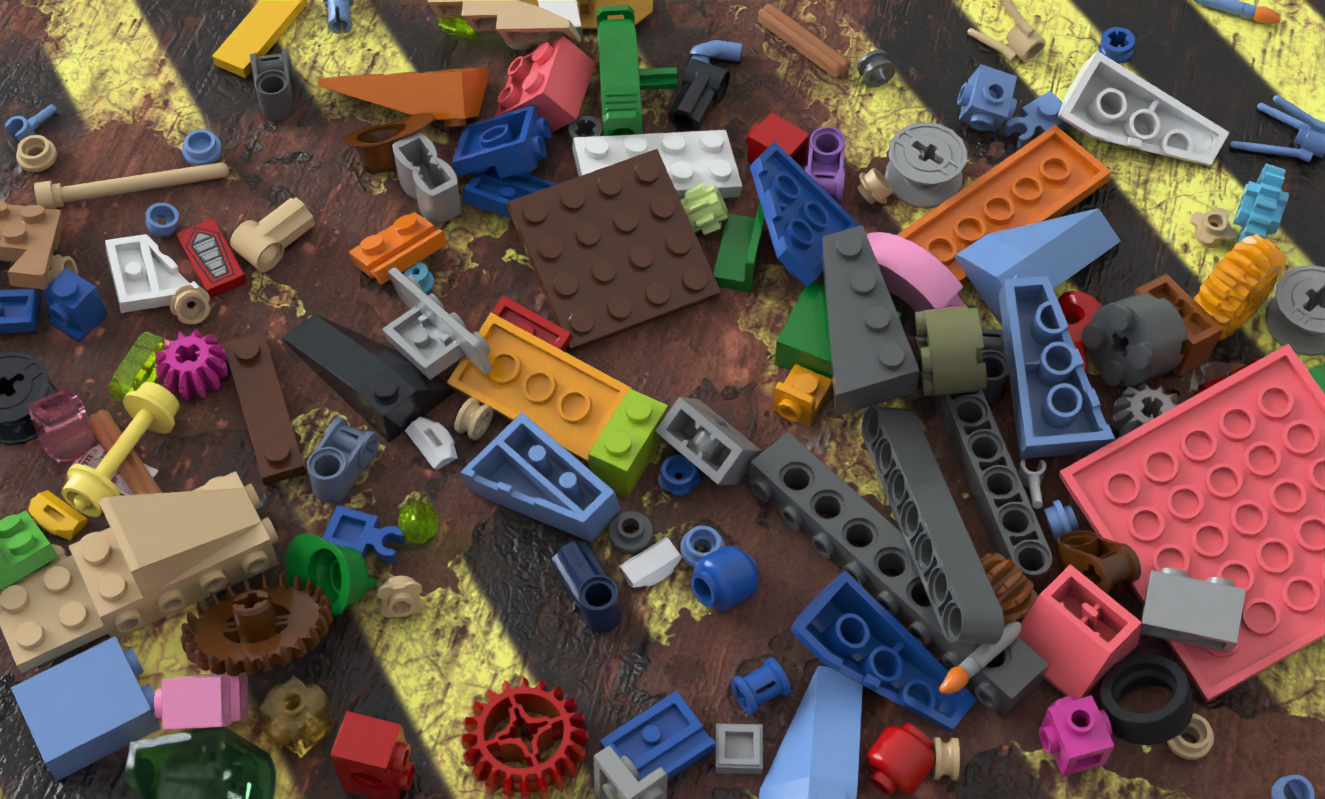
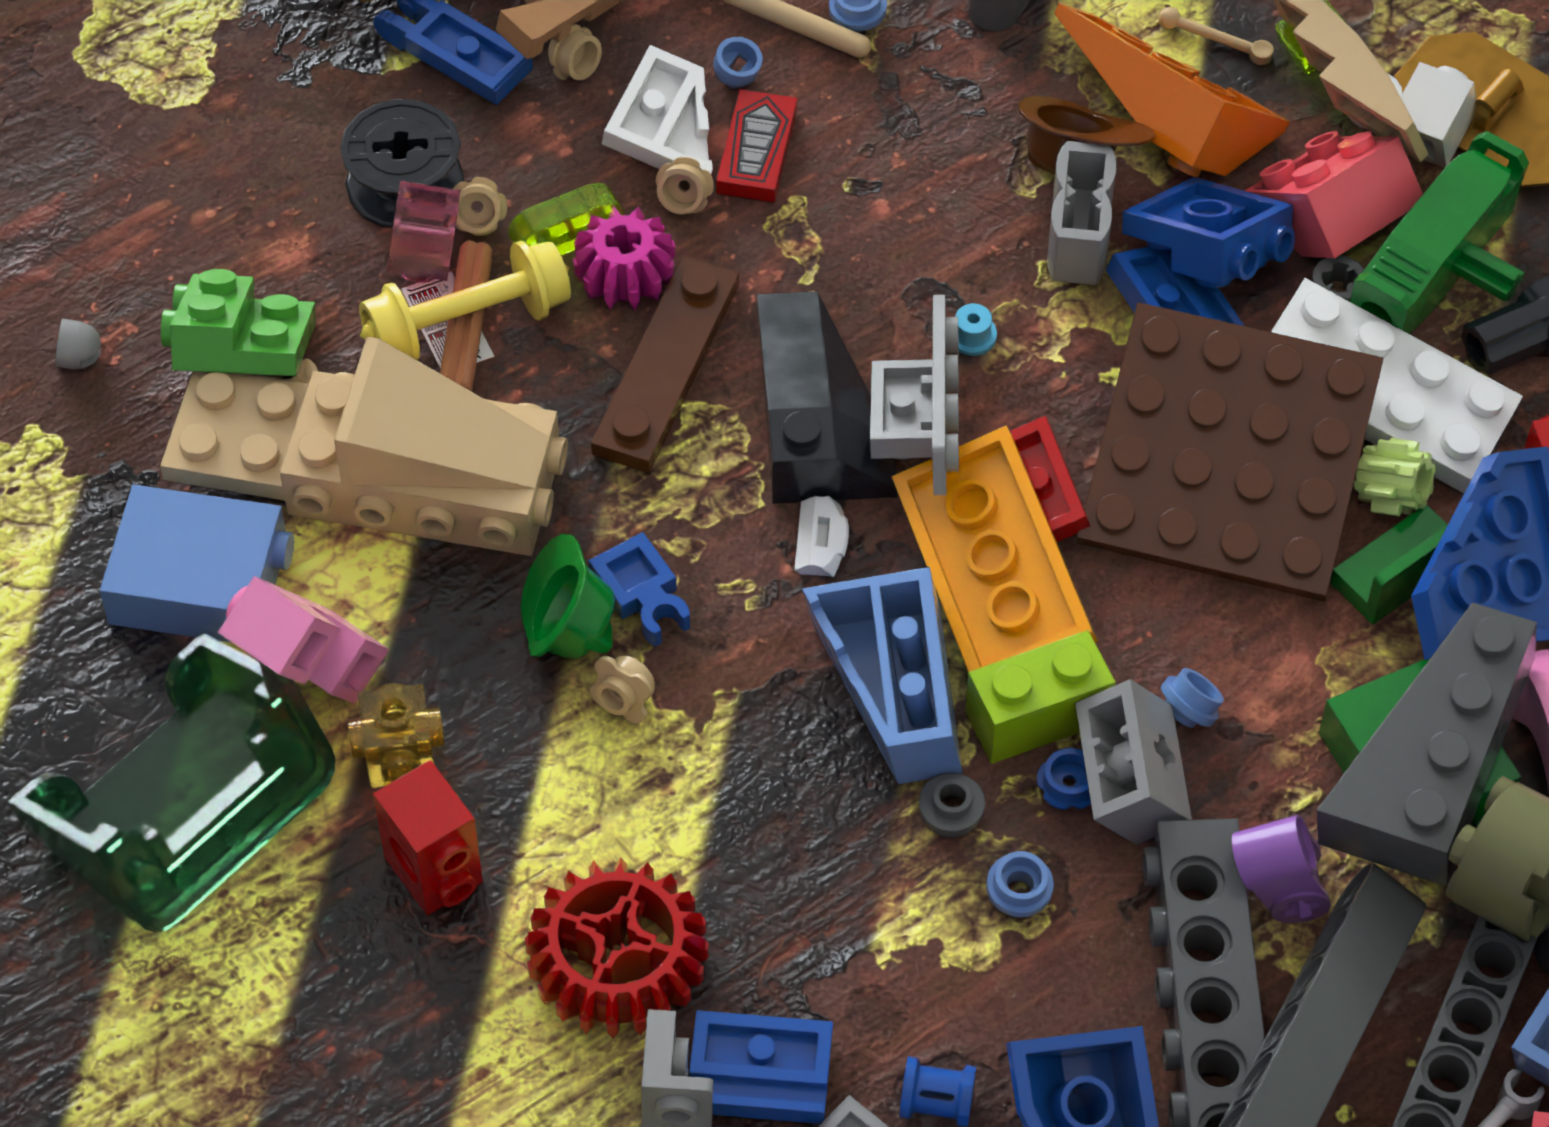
camera: 40 degrees right, 0 degrees up
(56, 515) = (340, 330): yellow piece -> none
(74, 305) = (554, 100): blue brick -> none
(87, 385) = (494, 206): none -> tan plate
(253, 621) = (435, 597): reddish brown gear -> none
(264, 241) = (831, 164): tan piece -> none
(342, 453) = (698, 482): sand blue piece -> none
(398, 246) = (979, 274): orange plate -> none
(418, 521) = (729, 624): clear neon green plate -> none
(438, 42) = (1259, 51): none -> tan hinge
(473, 418) = (886, 541): tan bush -> none
(588, 585) = (843, 830): dark blue piece -> none
(651, 564) = (944, 861): white piece -> none
(704, 388) = (1192, 698): none -> medium blue plate
(725, 578) = (1009, 938): blue head -> none
(801, 395) = (1301, 785): light orange bracket -> none
(832, 439) = (1281, 868): none -> medium lavender piece

